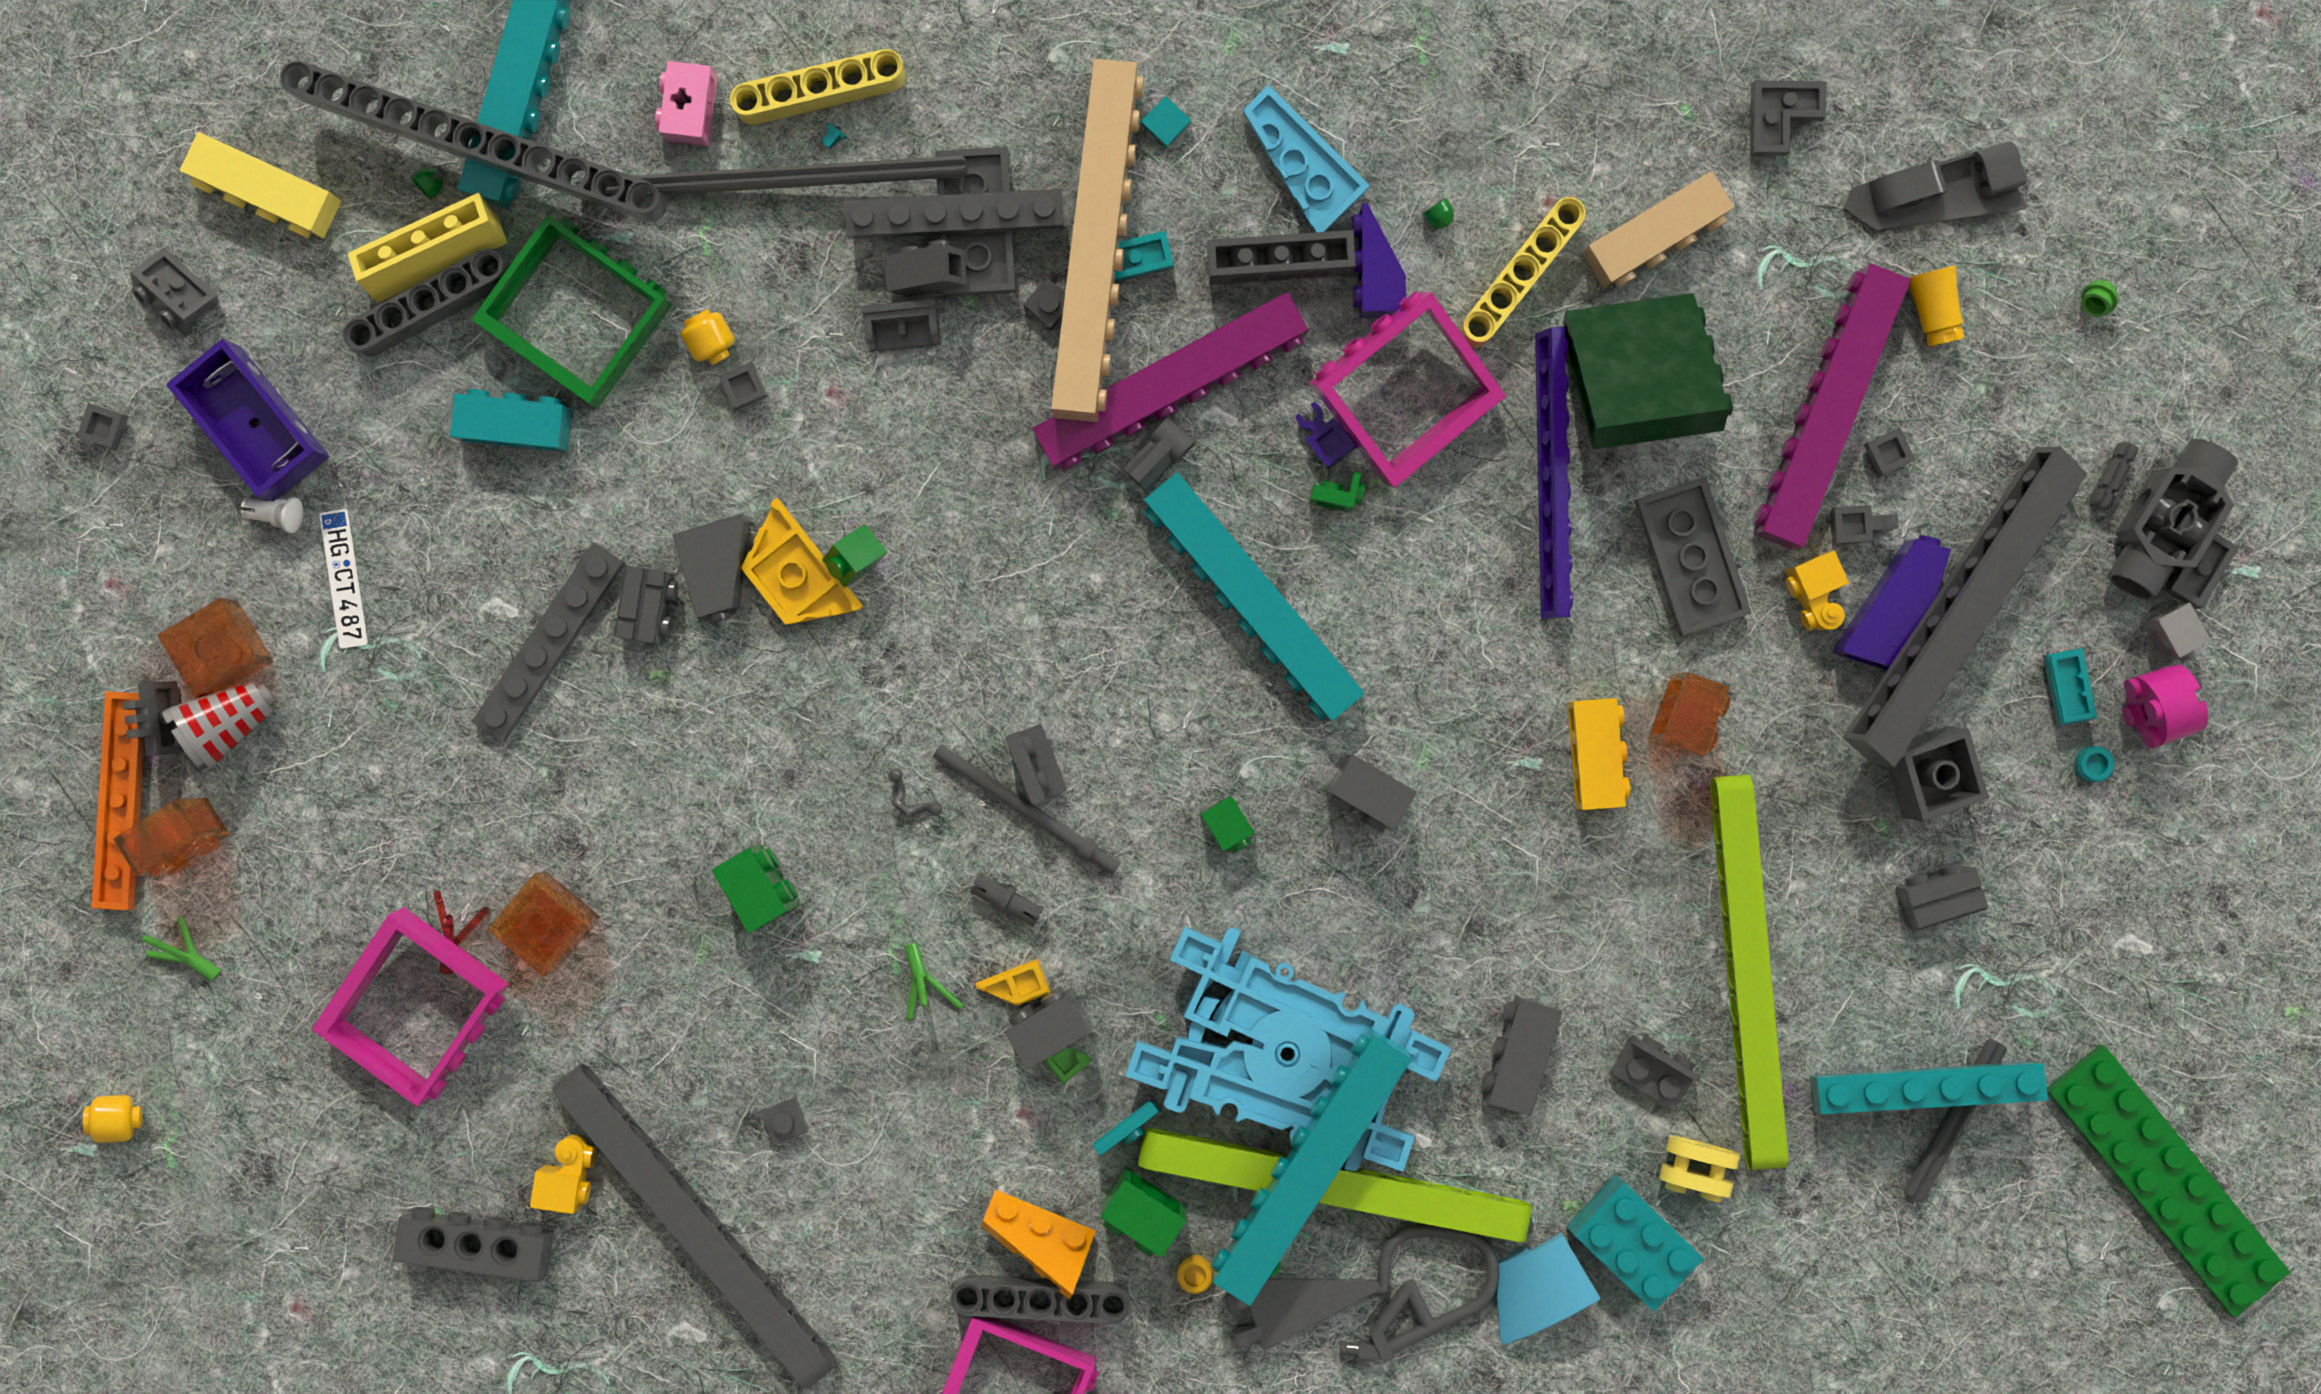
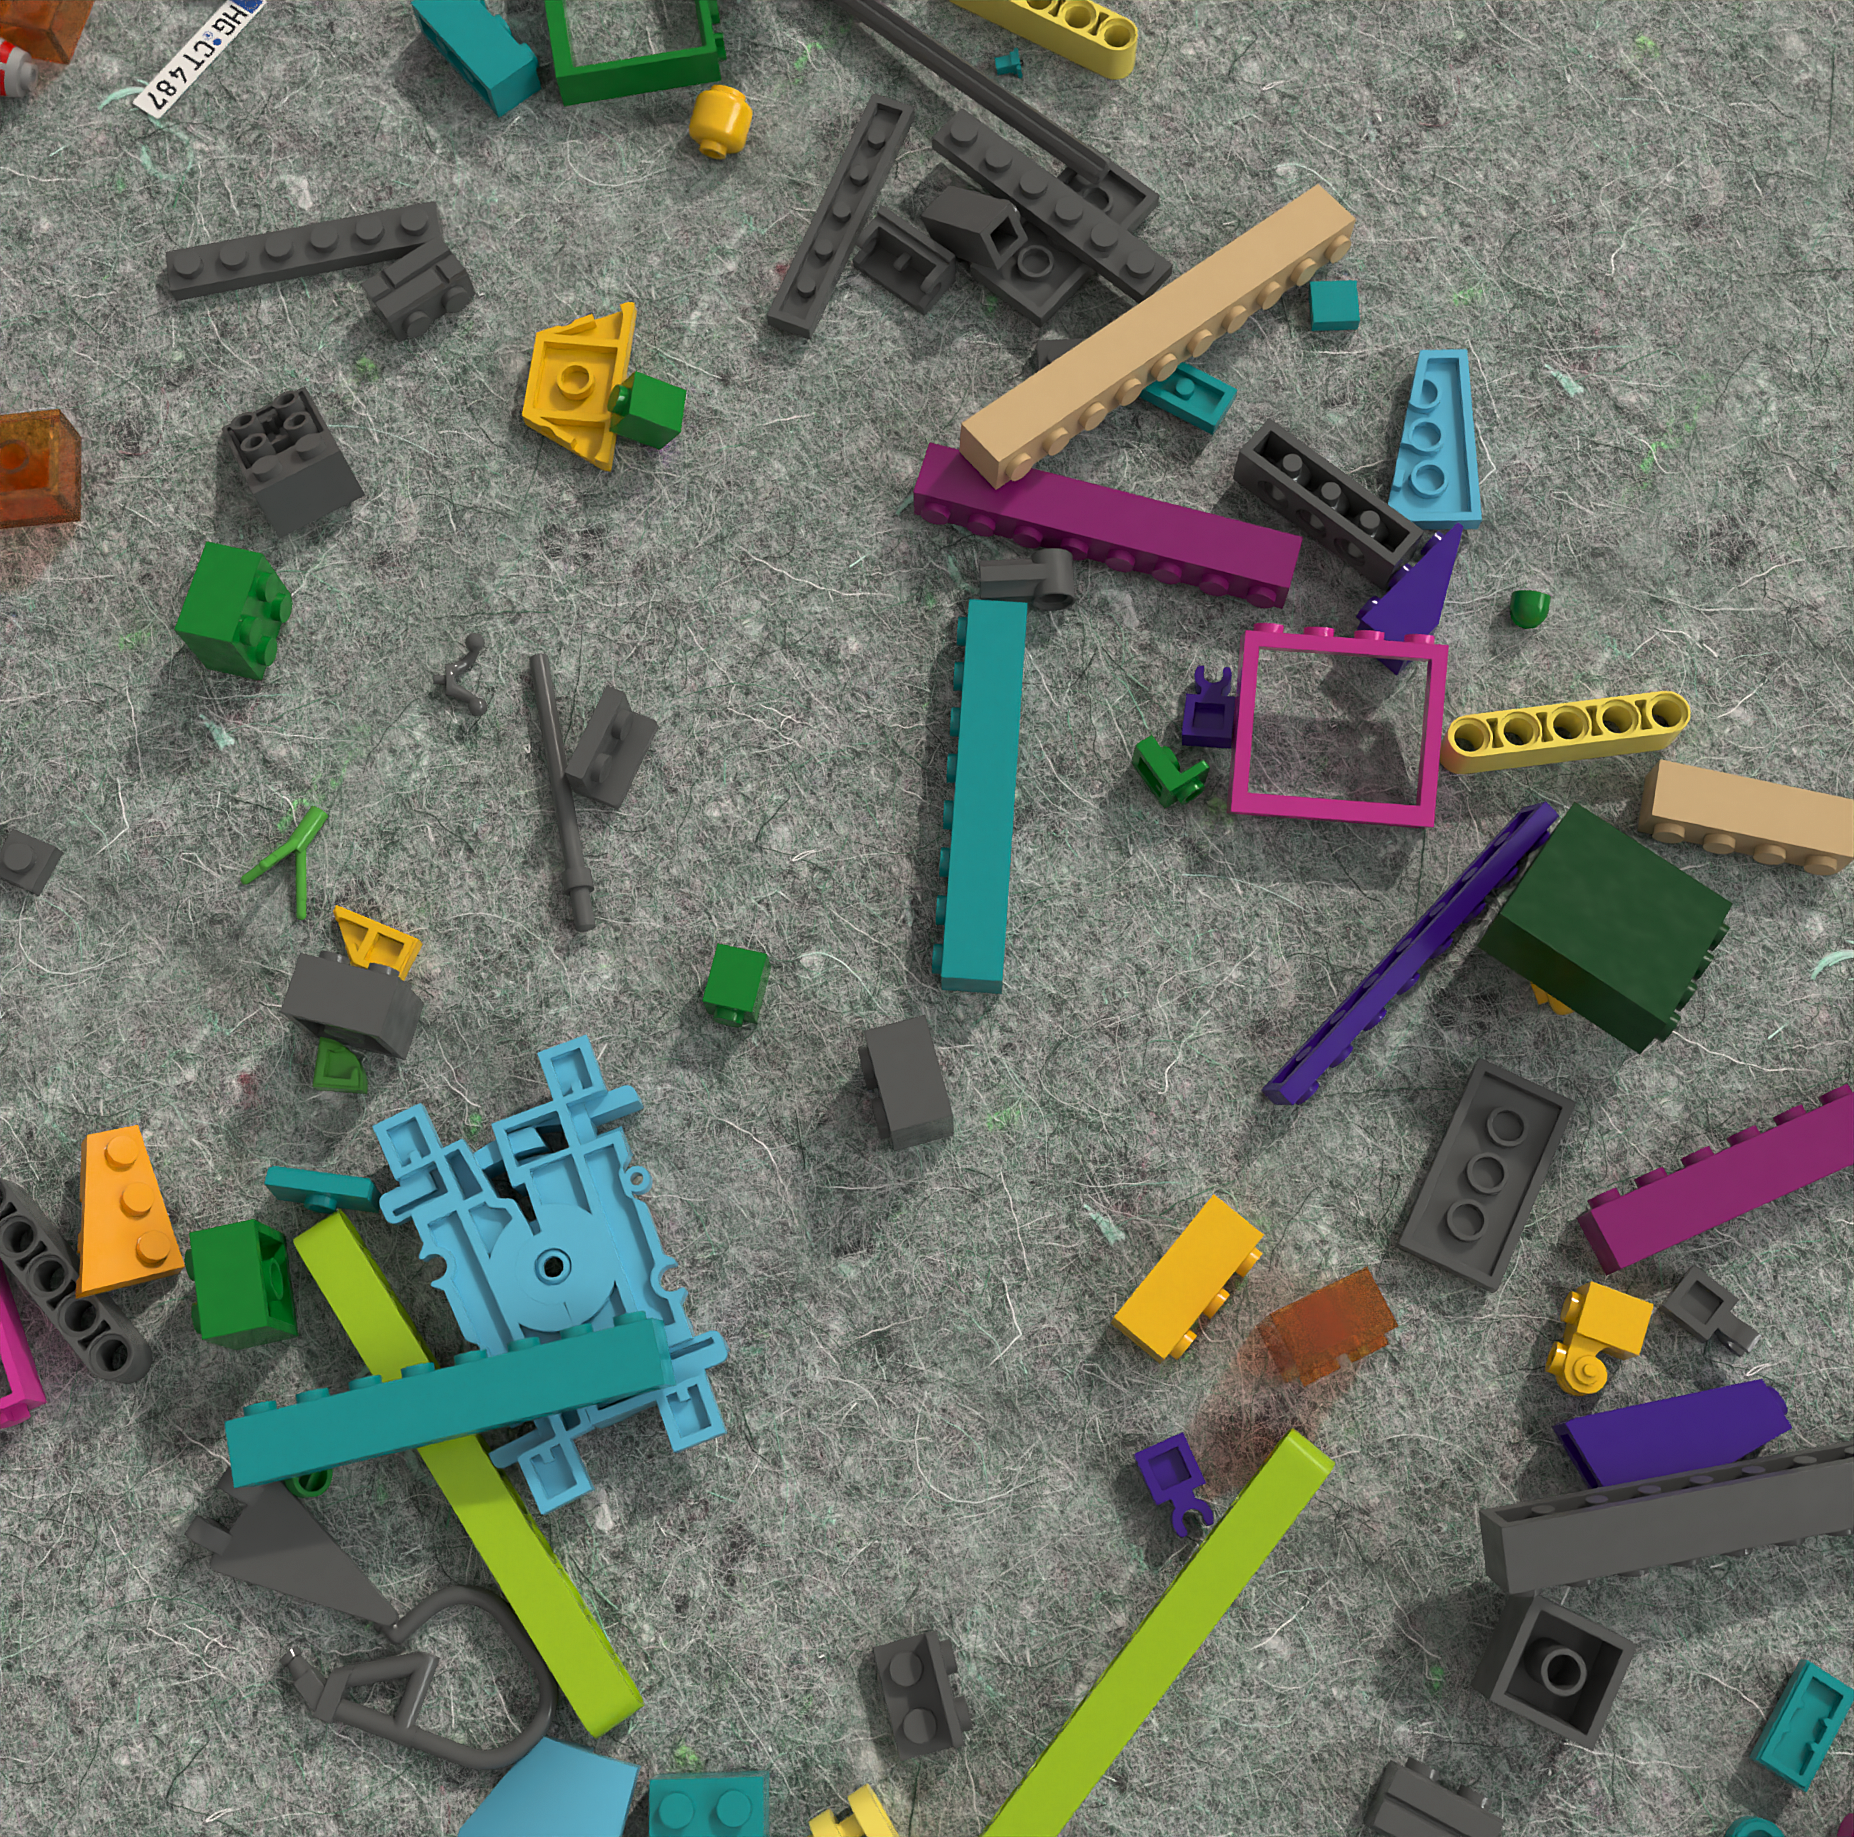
camera: 50 degrees right, 15 degrees down
(682, 772) = (291, 461): none -> dark grey slope
(712, 565) = (511, 306): dark grey slope -> none
(743, 386) = (707, 190): dark grey plate -> none
(836, 328) = (841, 216): none -> dark grey plate
(1006, 899) = (451, 854): dark grey pin -> none
(1194, 1274) = (222, 1407): yellow tile -> none
(1521, 1054) = (793, 1523): dark grey brick -> none
(1677, 856) = (1171, 1475): none -> dark purple plate
(1889, 452) = (1810, 1266): dark grey plate -> none

